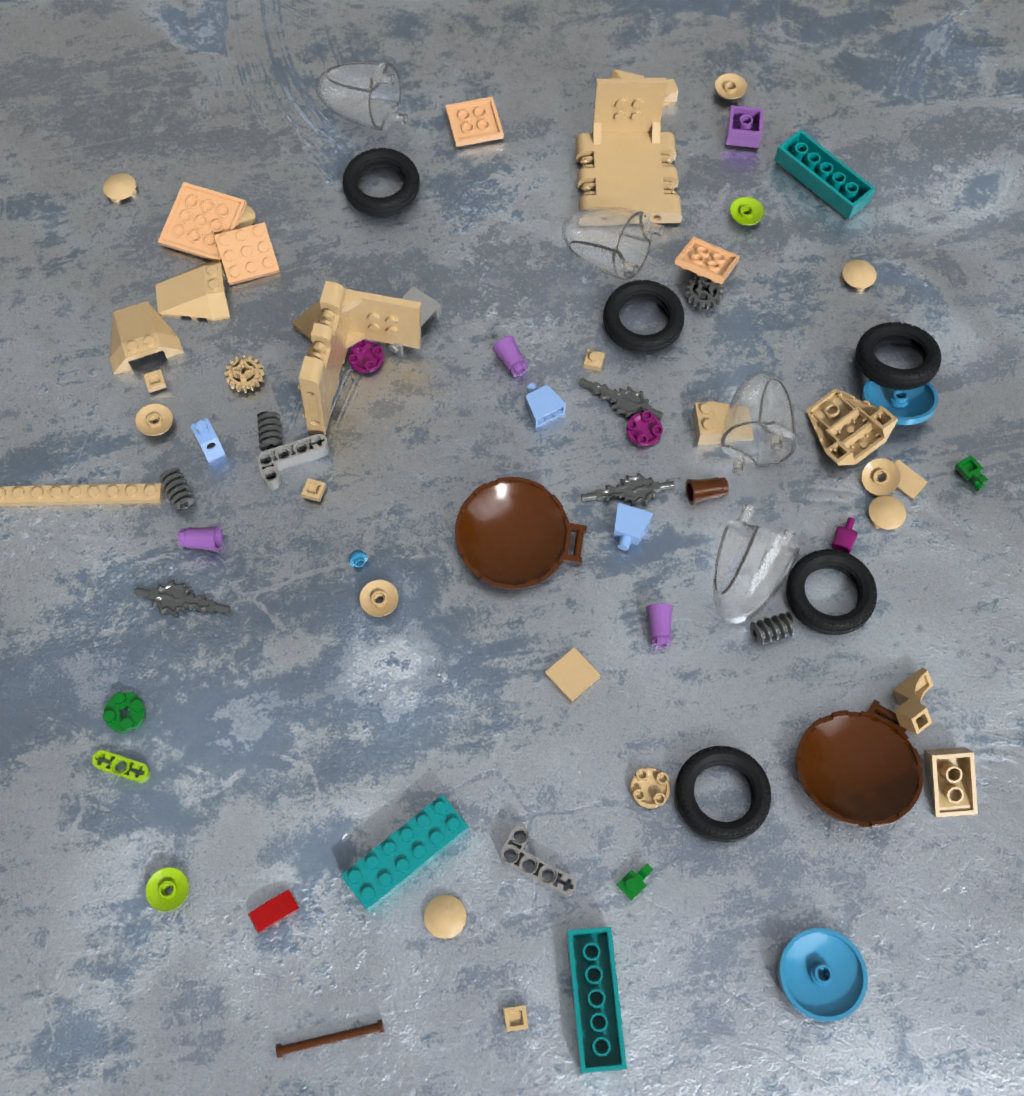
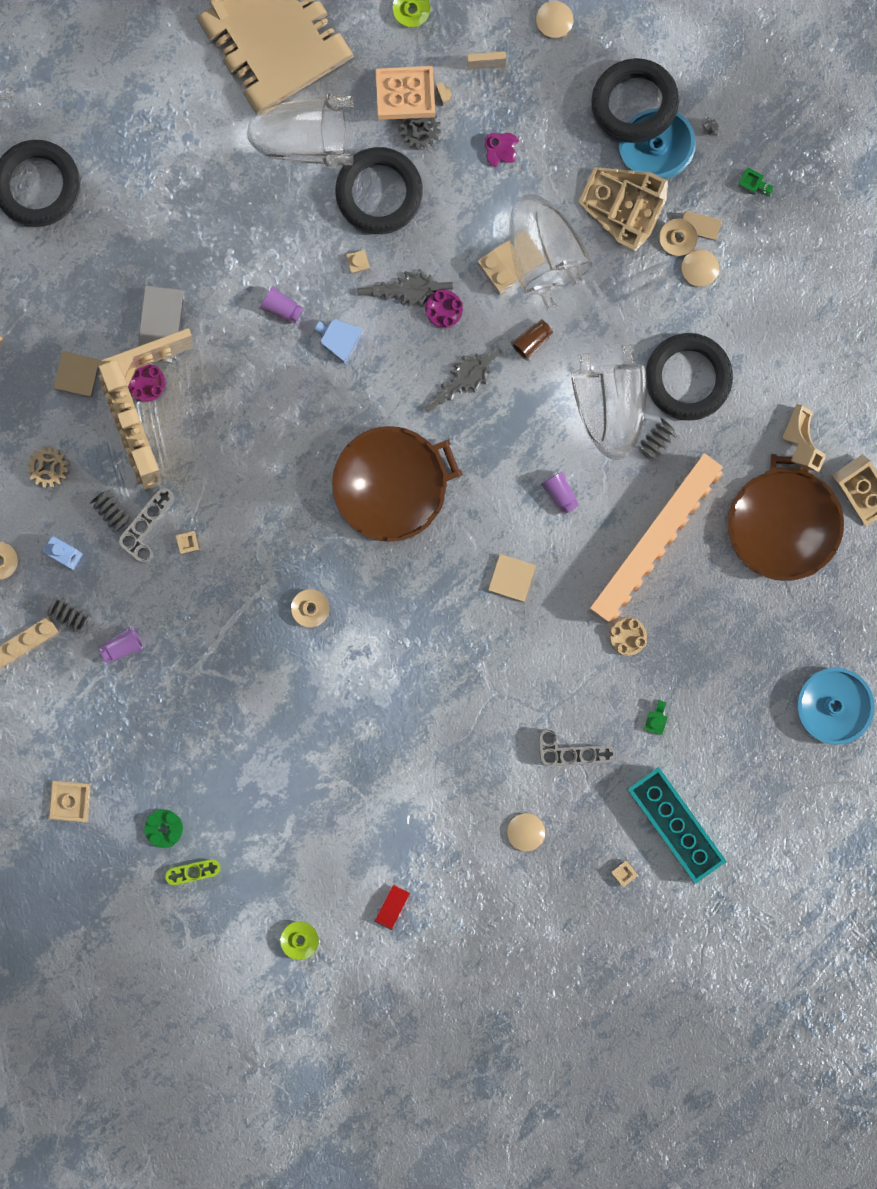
camera: 30 degrees left, 20 degrees up
(65, 642) = (69, 801): none -> tan tile
(176, 597) = (135, 710): dark grey piece -> none
(330, 1038) = (495, 969): reddish brown bar -> none
(357, 558) = (268, 583): dark azure plate -> none
(405, 853) = (467, 803): teal brick -> none
(474, 121) = (80, 53): light nougat plate -> none
(630, 525) = (485, 414): light blue torso -> none
(697, 819) = (722, 600): black tyre -> none
(724, 711) = (657, 536): none -> light nougat brick
(738, 278) = (444, 93): none -> tan plate
(763, 341) = (503, 150): none -> magenta plate
(787, 269) = (486, 60): none -> tan tile
(845, 536) = (675, 314): magenta piece -> none
(953, 410) = (711, 126): none -> dark grey plate

